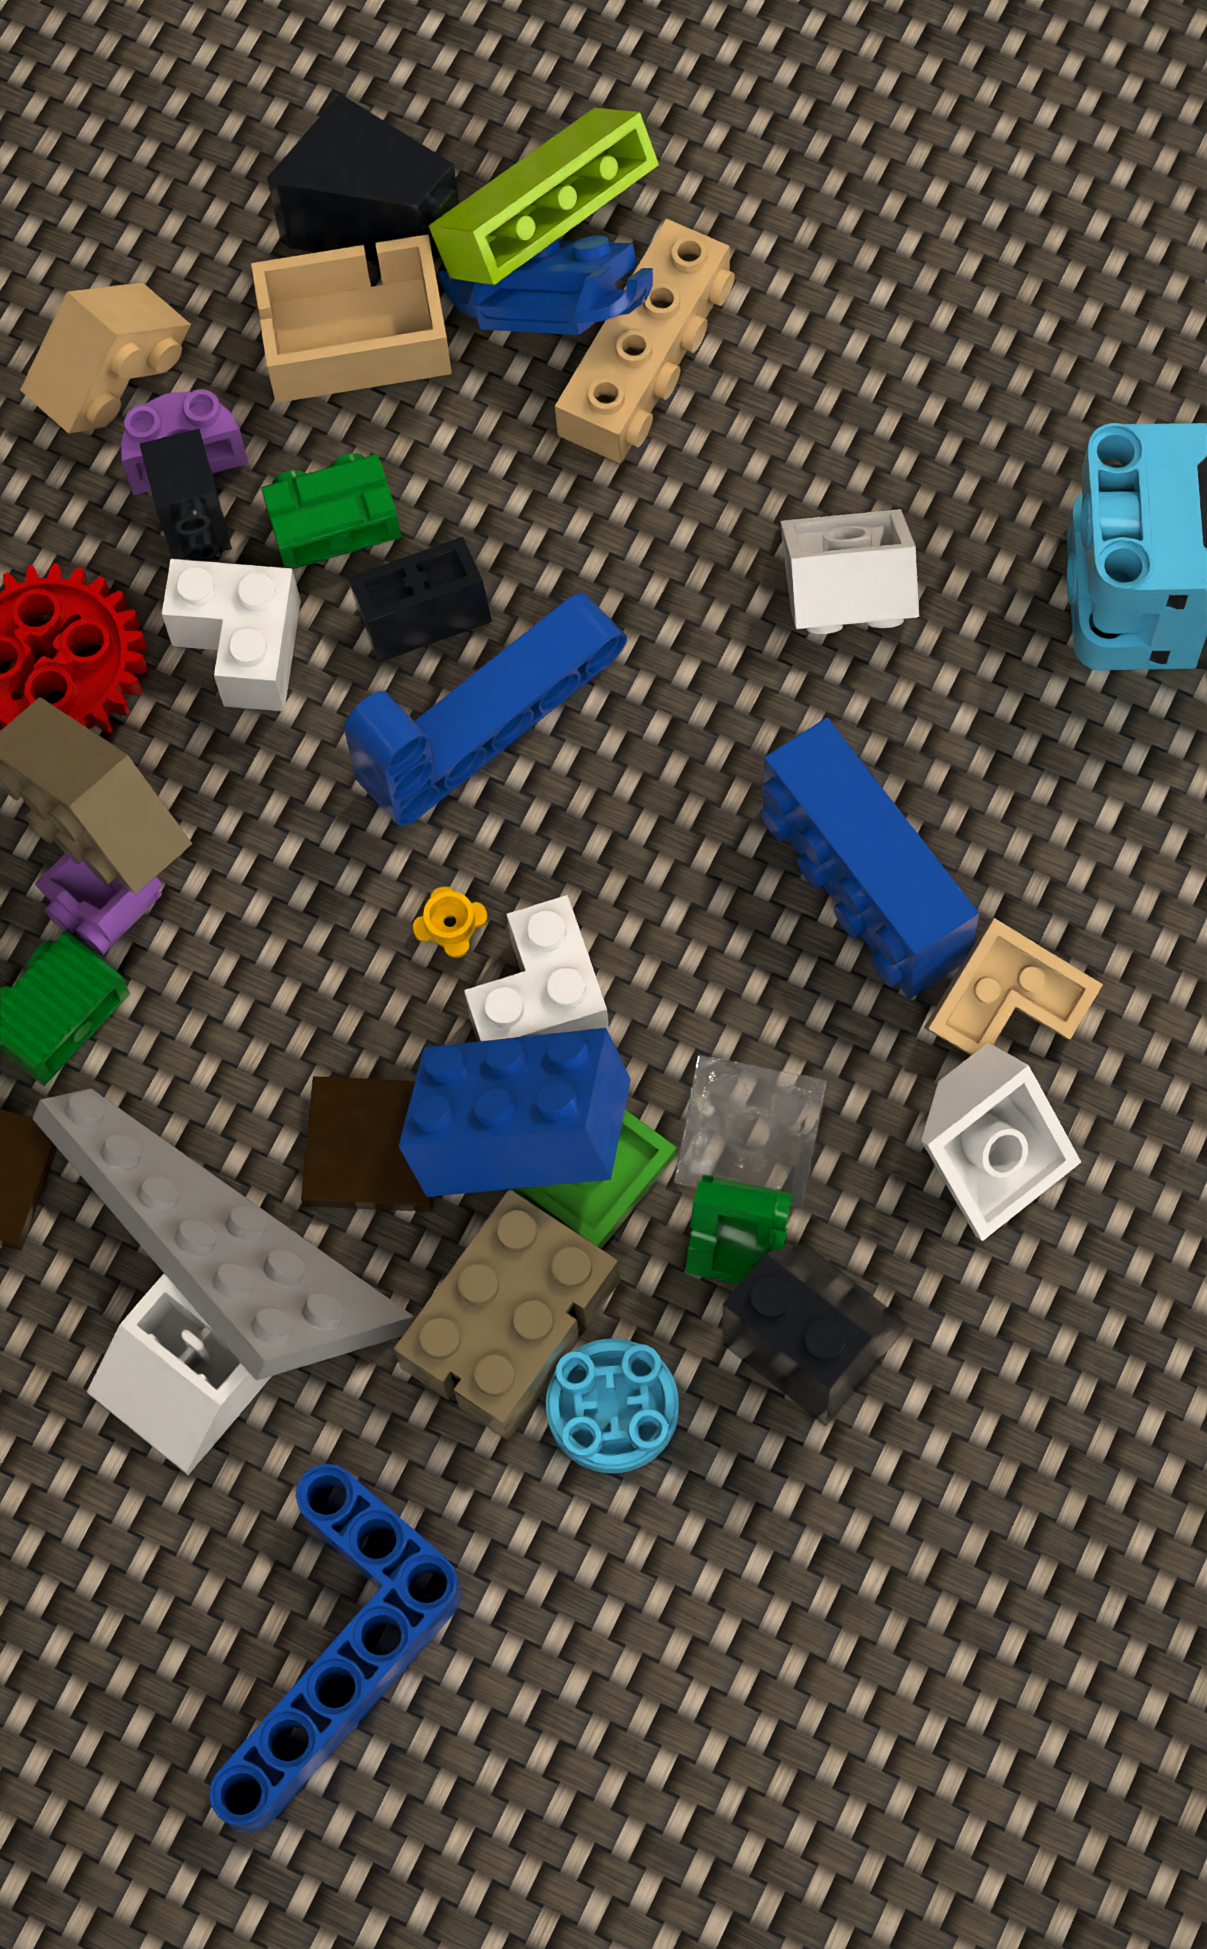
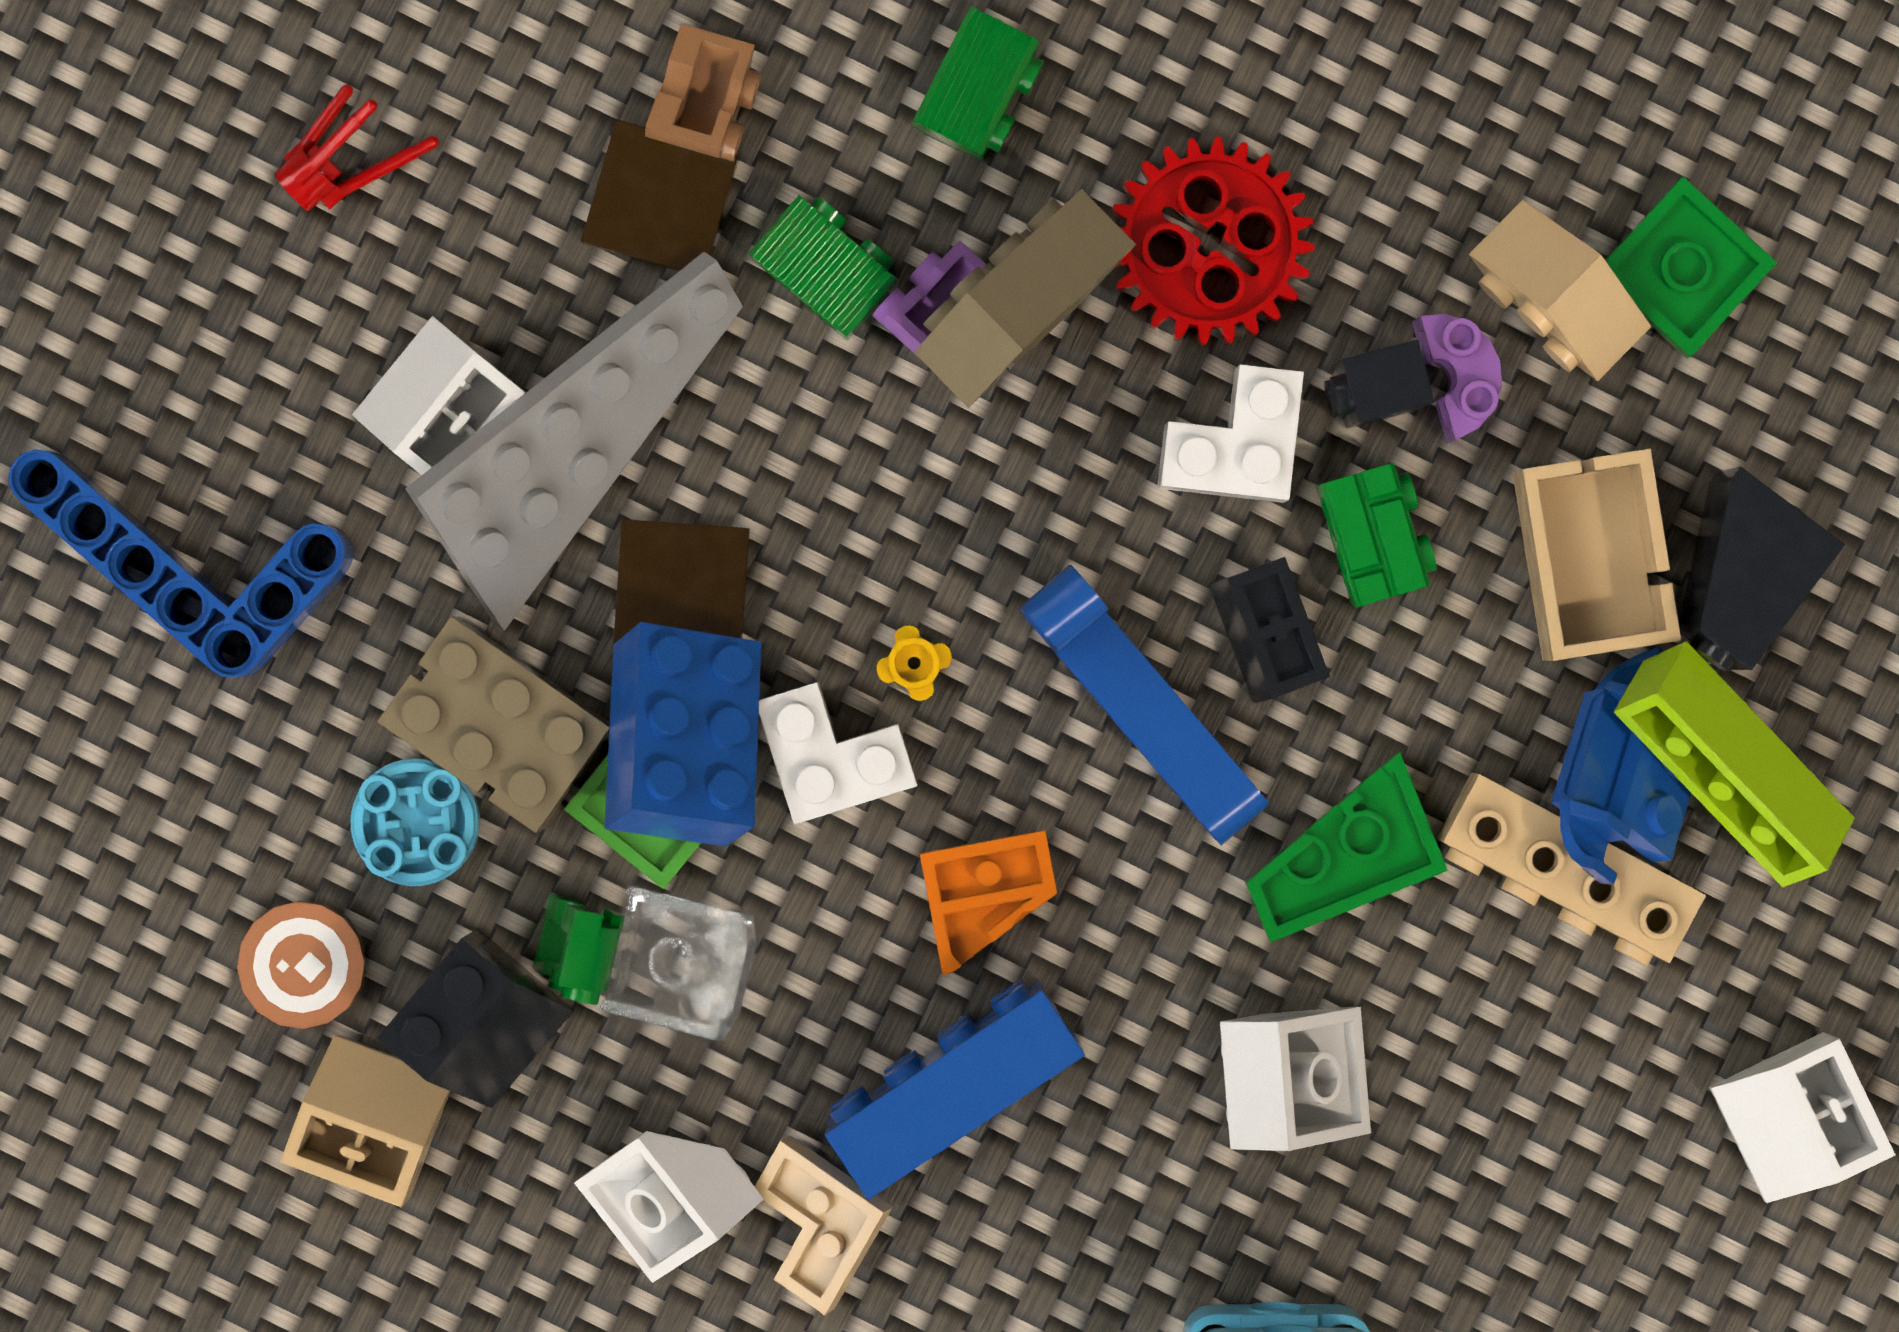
camera: 85 degrees right, 20 degrees up
(88, 249) = (1688, 266): none -> green plate
(635, 527) = (1350, 856): none -> green wing
(674, 850) = (984, 891): none -> orange wing
(763, 1519) = (302, 964): none -> nougat tile
(870, 141) = (1802, 1119): none -> white slope
(924, 1437) = (366, 1122): none -> tan slope

